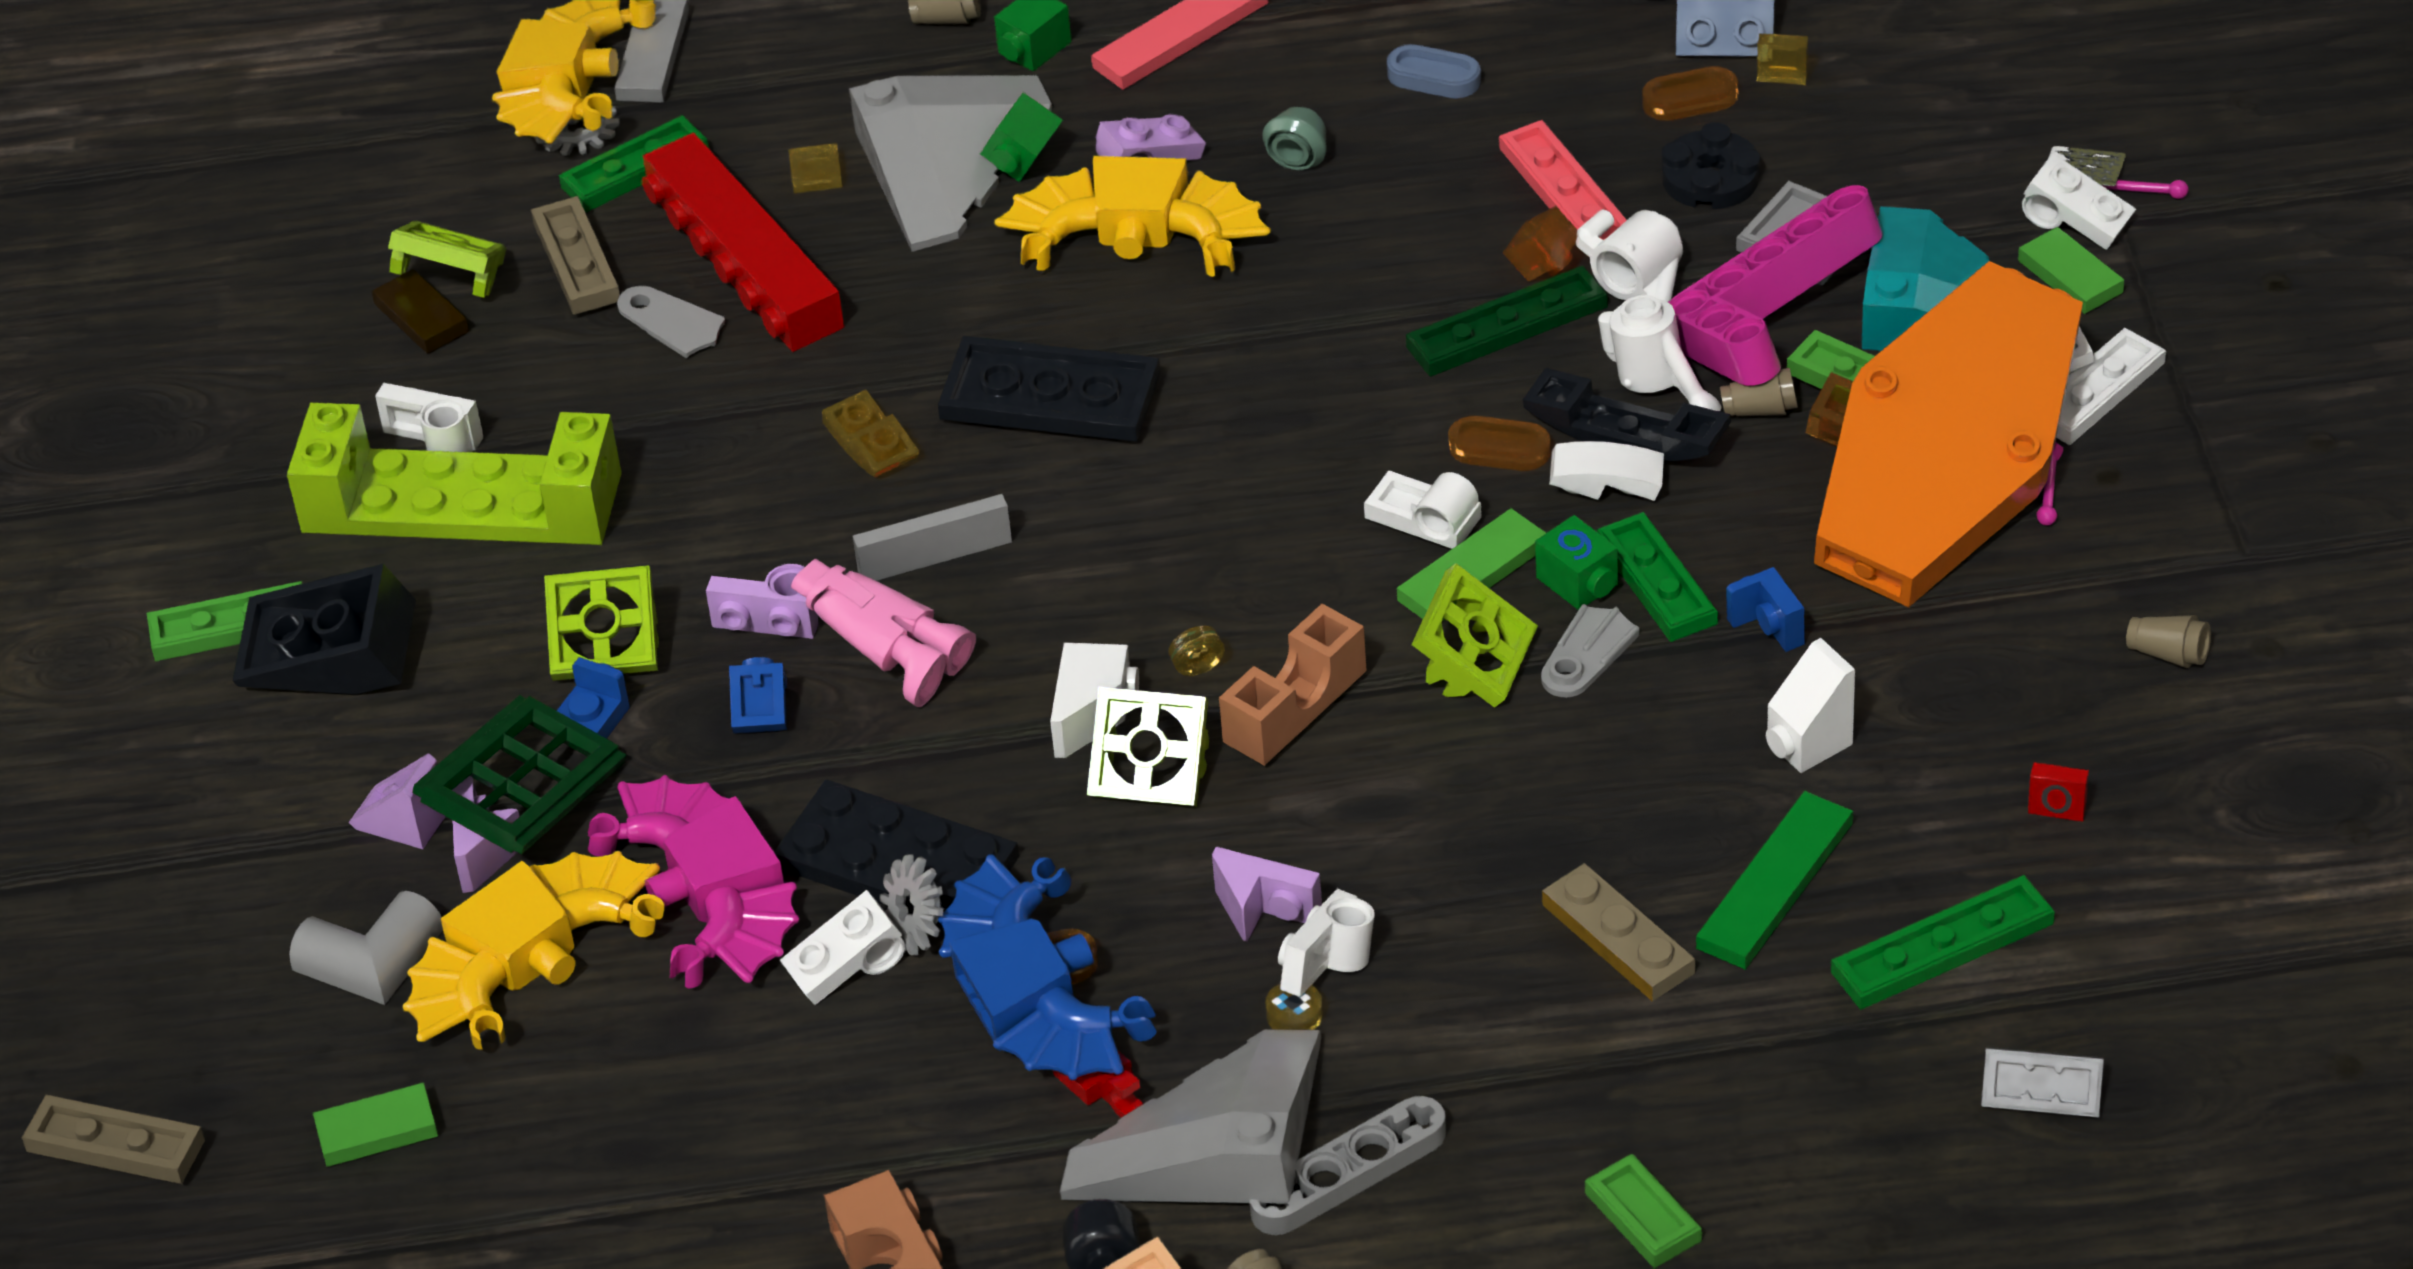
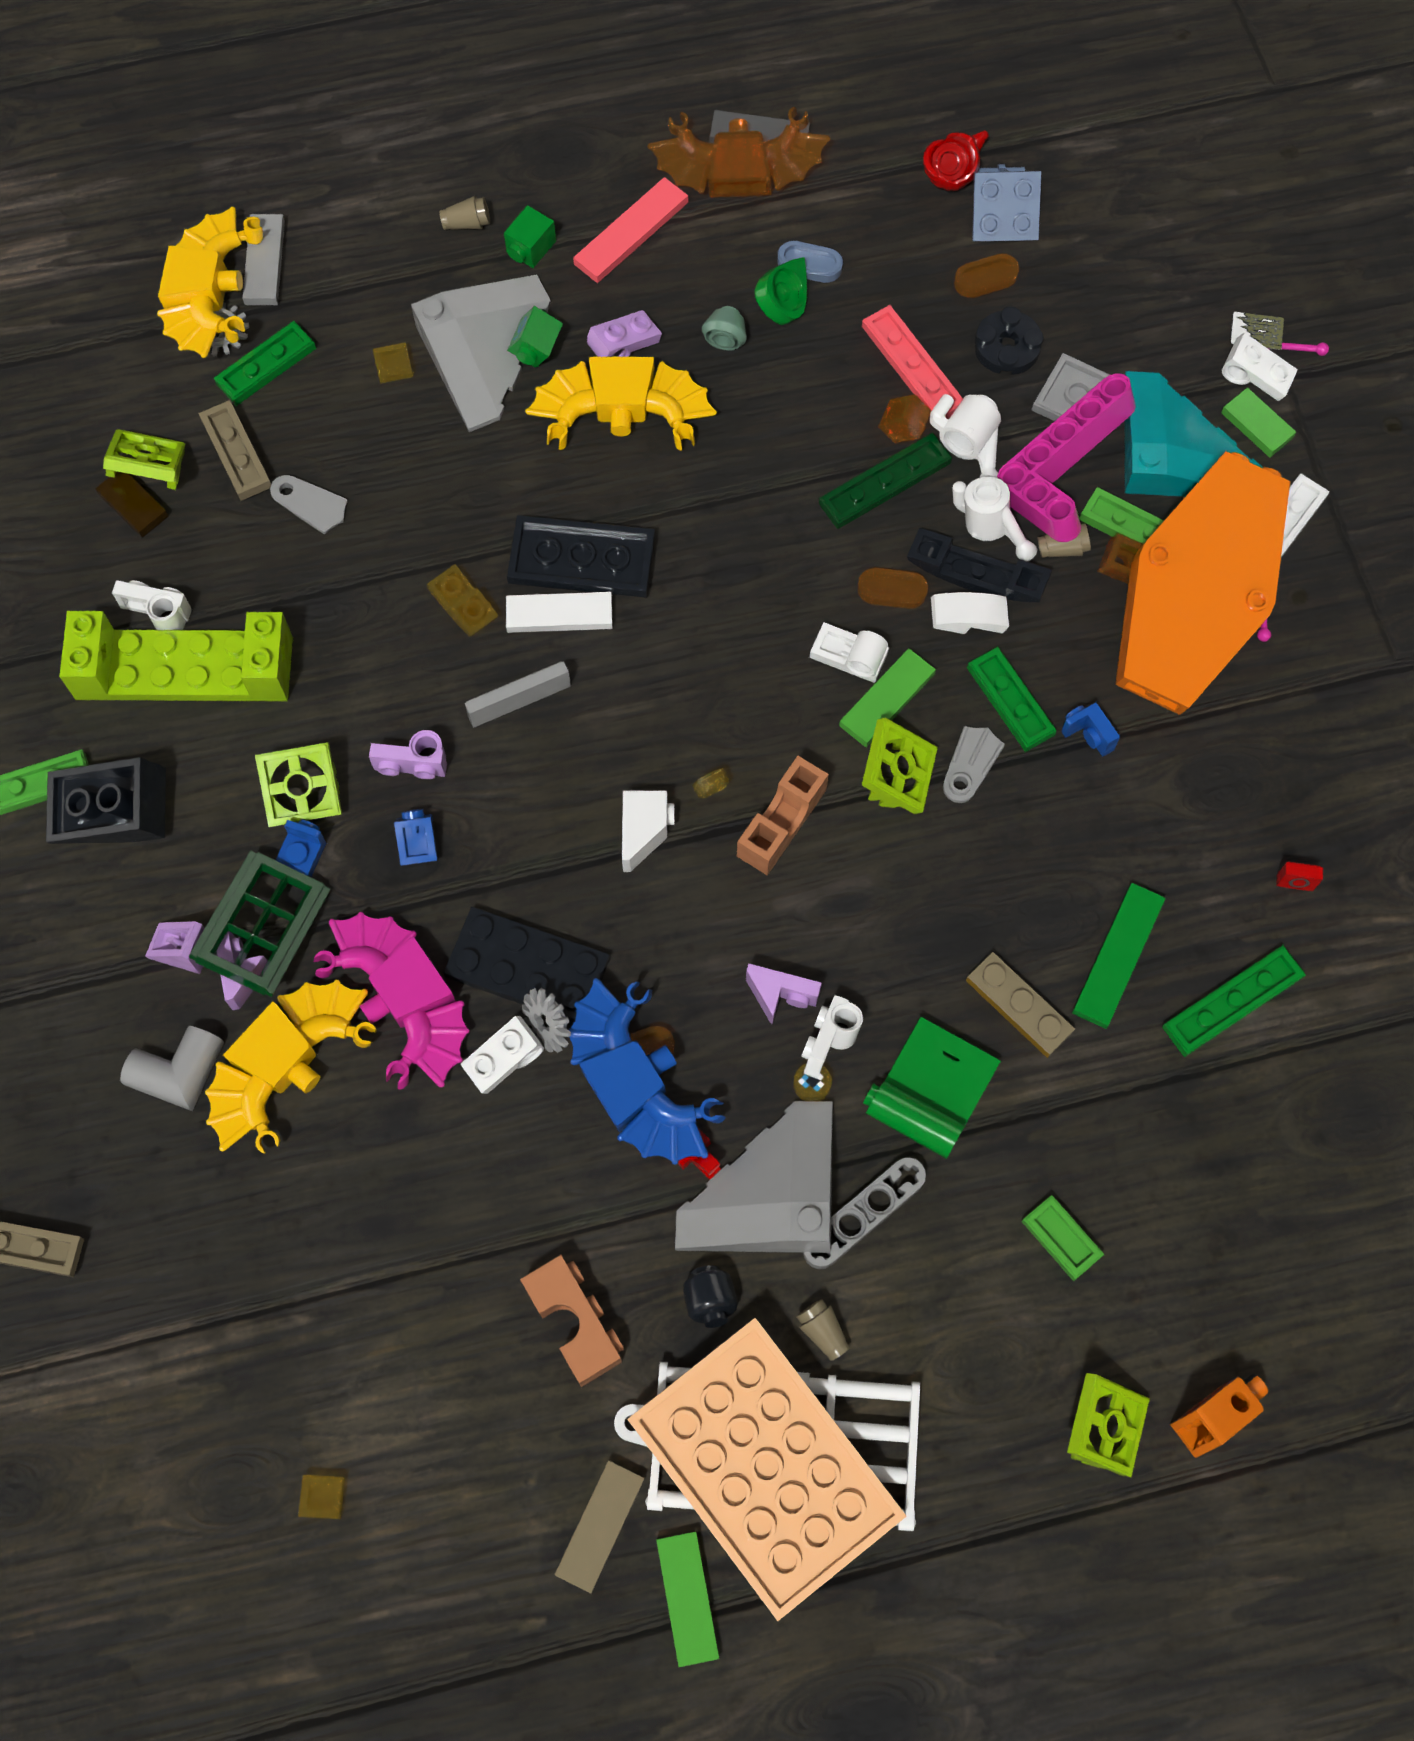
camera: 10 degrees left, 25 degrees up
(375, 1124) = (200, 1218): bright green tile -> none
(742, 242) = (351, 435): red brick -> none
(886, 627) = (495, 778): bright pink piece -> none
(1007, 453) = (559, 612): none -> white tile
(1181, 789) = (663, 899): piece -> none
(1386, 96) = (783, 291): none -> green piece
(1471, 1019) = (932, 1087): none -> green door
(1576, 562) = (960, 696): green brick -> none
(1782, 58) = (1048, 246): clear yellow tile -> none
(1813, 709) = (1134, 821): white slope -> none
(2042, 1081) = (1314, 1121): plate -> none
(2171, 638) = (1359, 741): dark tan cone -> none

